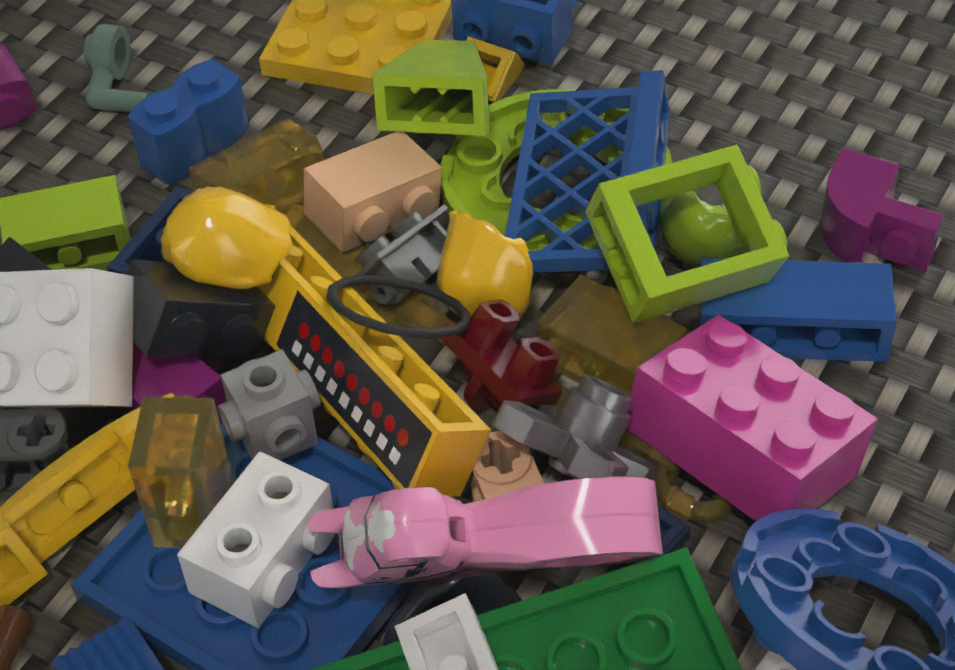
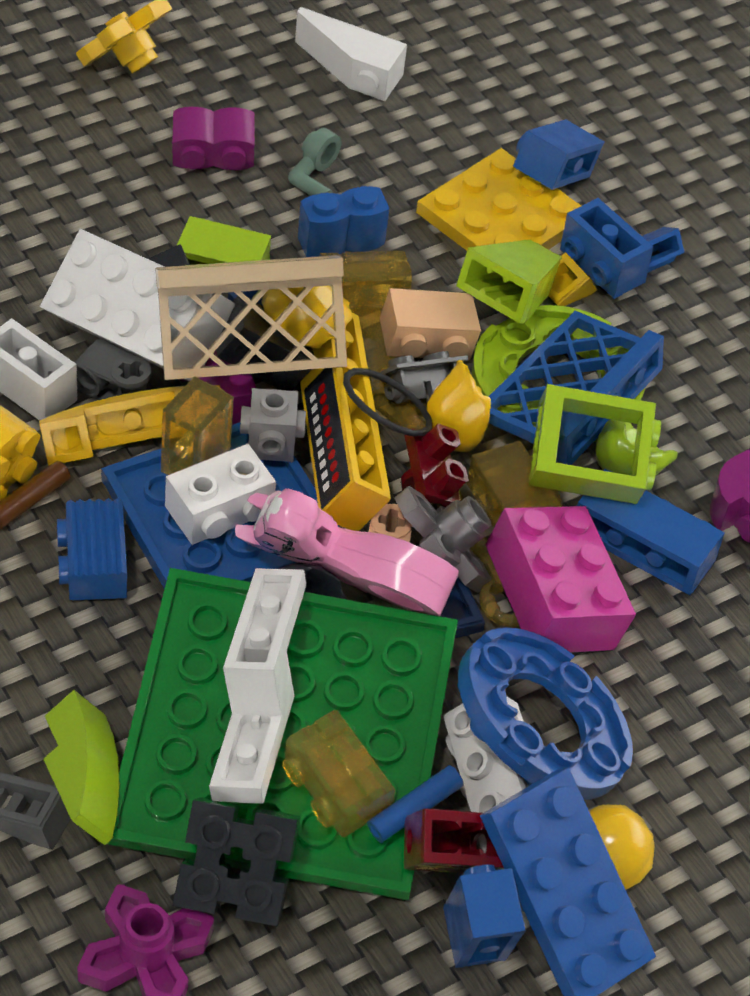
camera: 20 degrees right, 0 degrees up
(139, 230) = (251, 276): none -> tan fence

